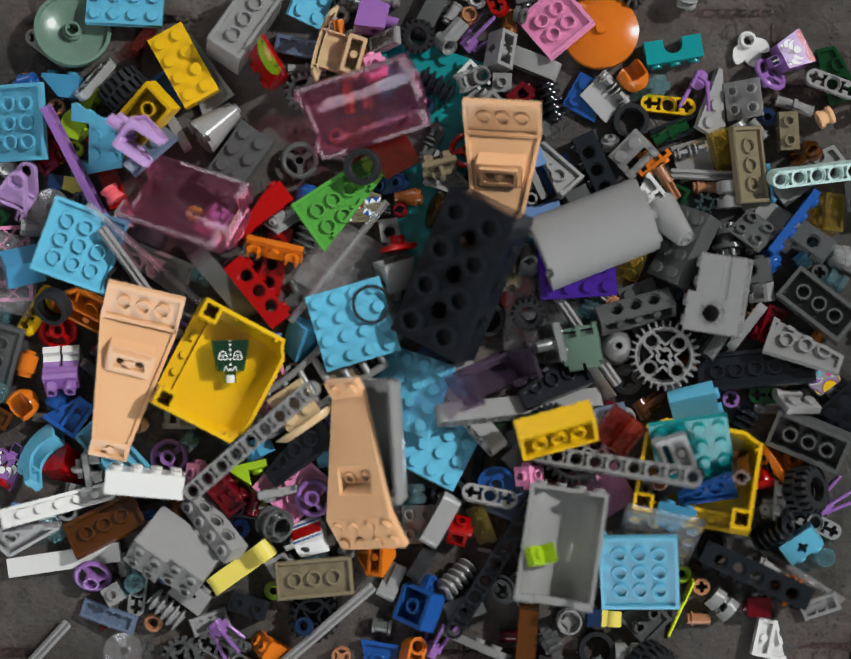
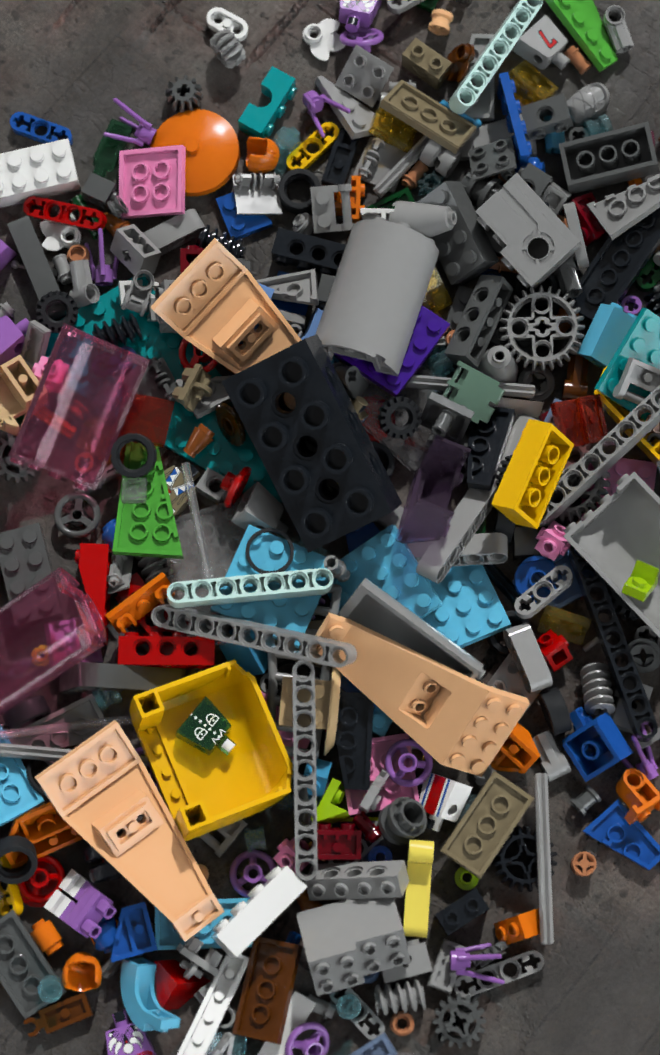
camera: 50 degrees left, 10 degrees down
(114, 593) = (342, 1037): light grey brick -> none
(270, 563) = (438, 857): light grey brick -> none
(298, 626) = (519, 873): dark blue plate -> none
(314, 344) = (263, 633): none -> light grey beam
(331, 303) = (239, 595): none -> light aqua beam
(340, 185) = (134, 490): none -> clear plate
(389, 185) = (172, 451): dark blue plate -> none
(395, 355) = (337, 568): none -> light grey pin
(400, 215) = (205, 463): dark red pin -> none
(417, 493) = (490, 662): clear light blue wheel -> none
(502, 83) = (165, 271): light grey brick -> none
(666, 180) = (379, 199): nougat axle -> none
(669, 132) = (339, 162): dark green pin -> none
(766, 123) = (401, 76): dark blue plate -> none
(794, 105) = (406, 38): light grey pin -> none

